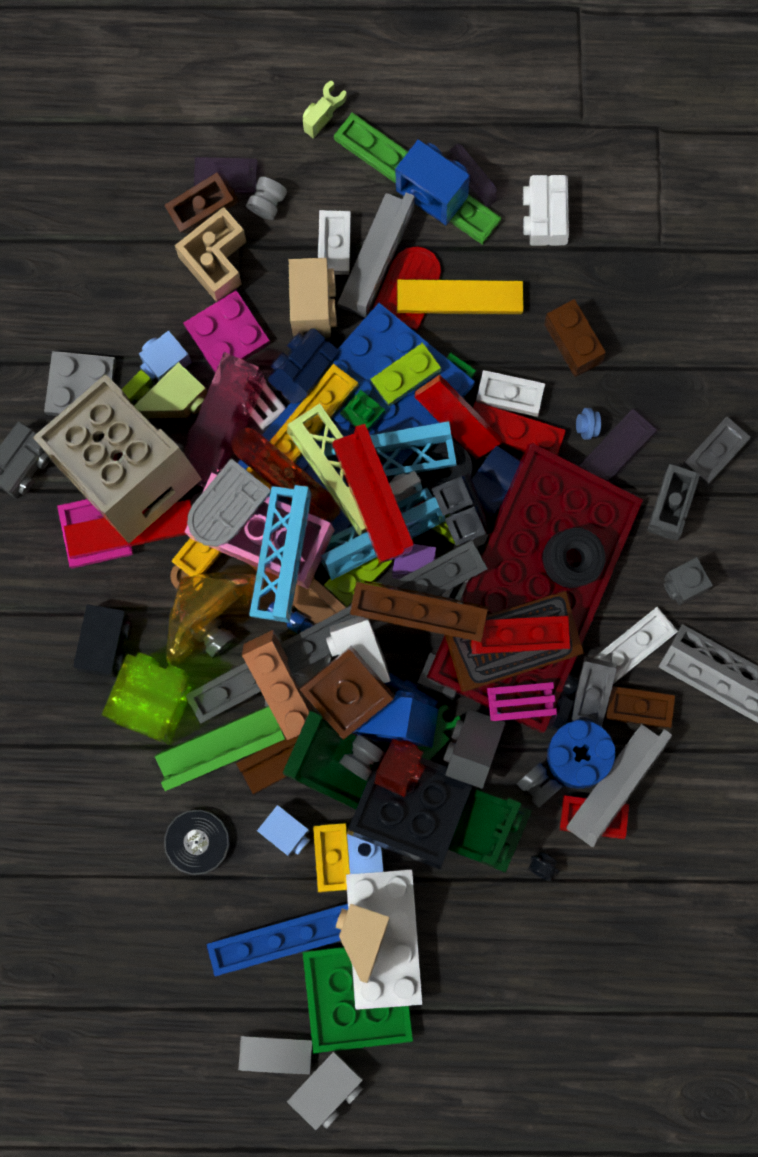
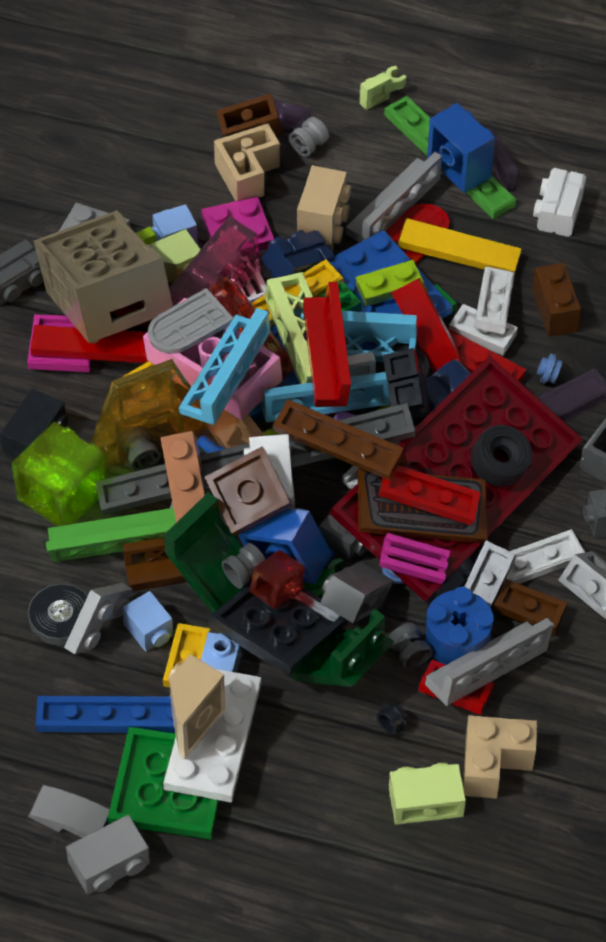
camera: 10 degrees right, 25 degrees down
(238, 844) = (100, 606): none -> light grey plate
(335, 240) = (362, 177): white plate -> none
(513, 356) = (494, 300): none -> white tile
(598, 939) = (426, 793): none -> yellowish green brick
(640, 879) = (495, 745): none -> tan brick

